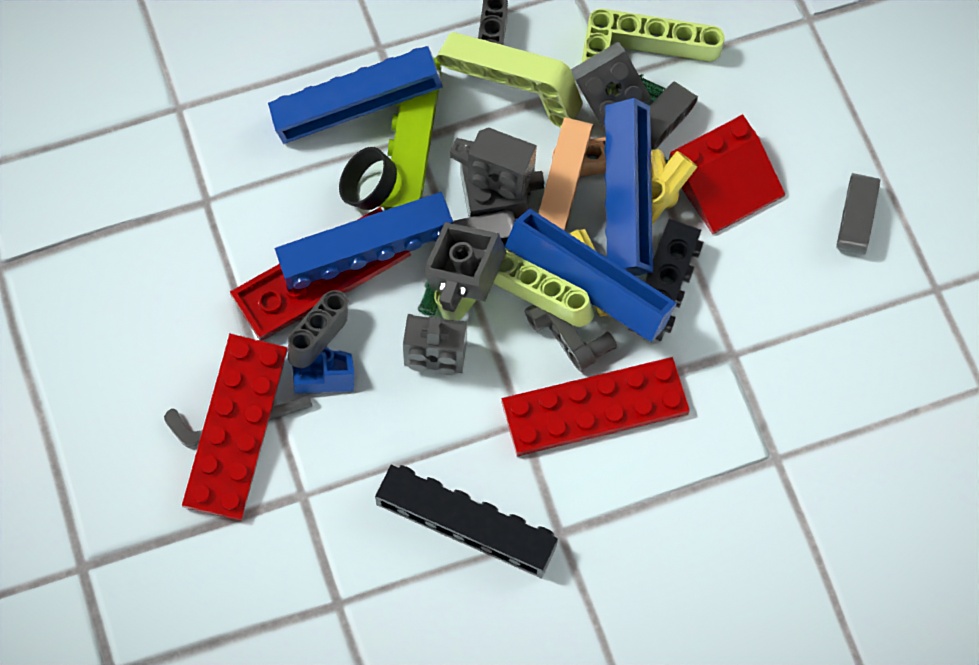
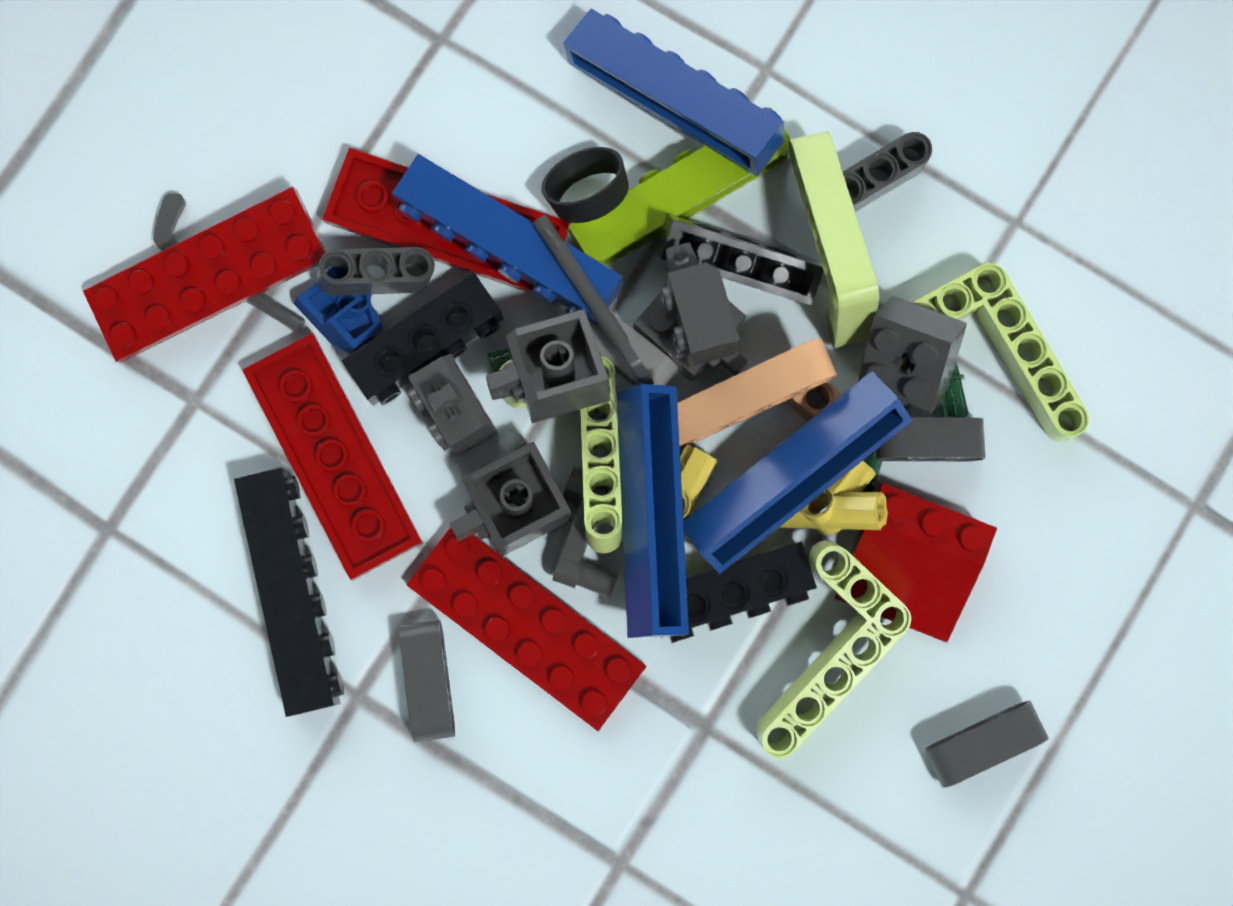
camera: 55 degrees right, 15 degrees up
(380, 292) = (433, 318): none -> black brick
(405, 437) = (332, 456): none -> red plate
(501, 221) = (591, 297): none -> dark grey piece
(504, 118) = (745, 259): none -> black brick
(518, 352) = (506, 524): none -> dark grey hinge
(584, 481) = (426, 681): none -> dark grey beam
(747, 246) = (837, 654): none -> yellowish green beam

